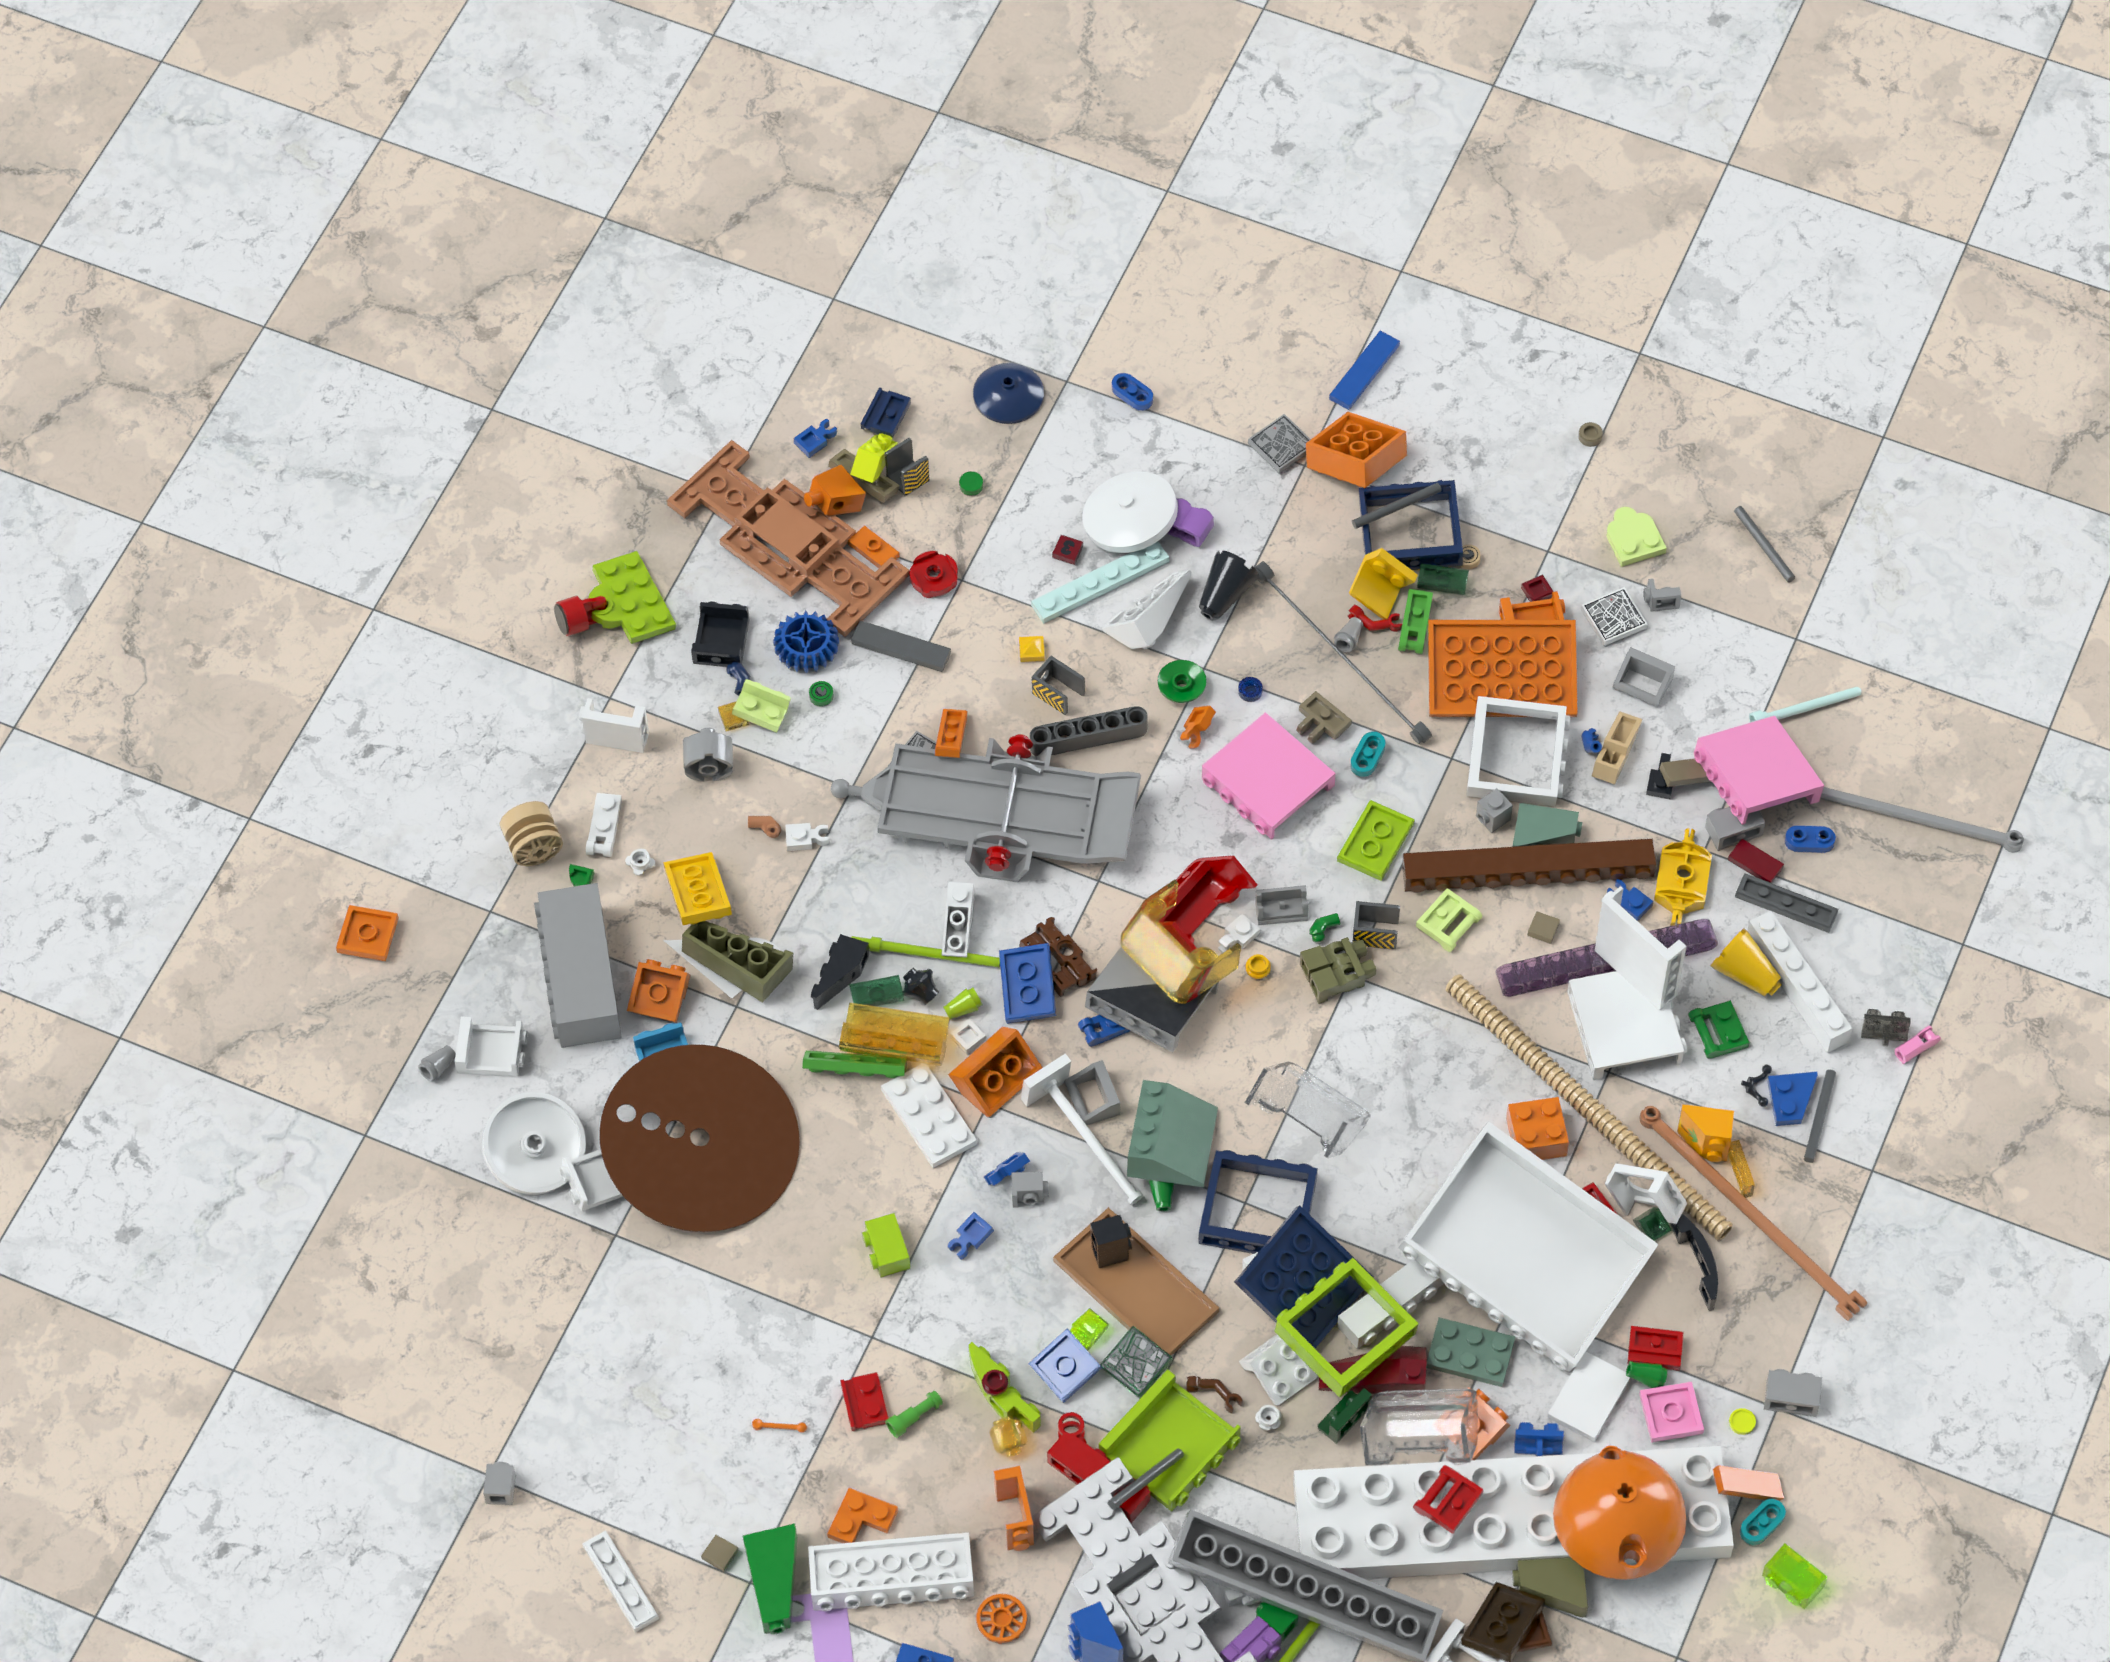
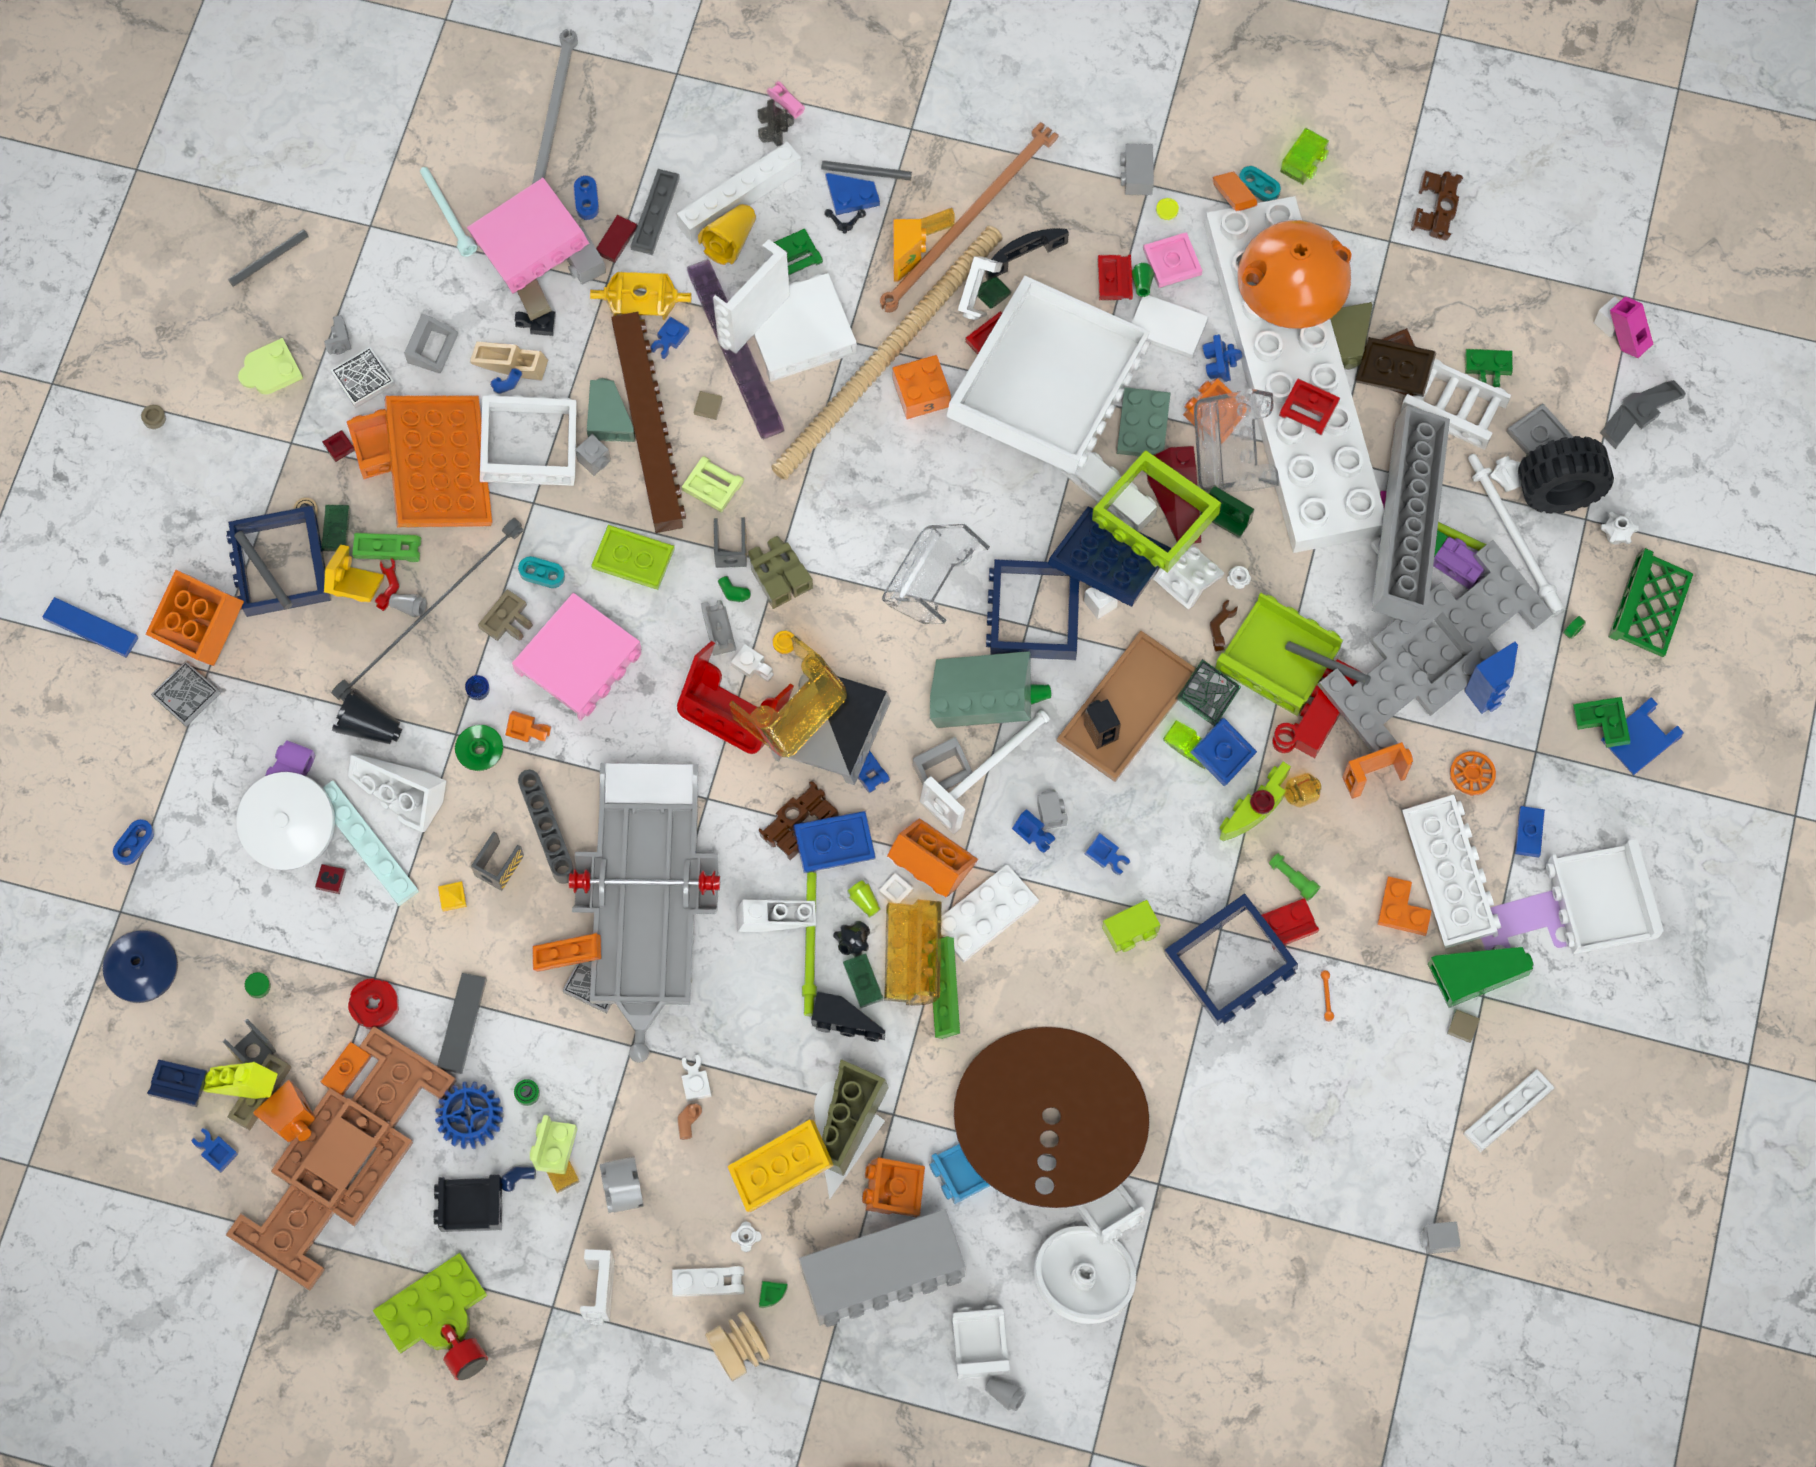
camera: 100 degrees left, 10 degrees up
(849, 1369) = (1208, 927): none -> dark blue window

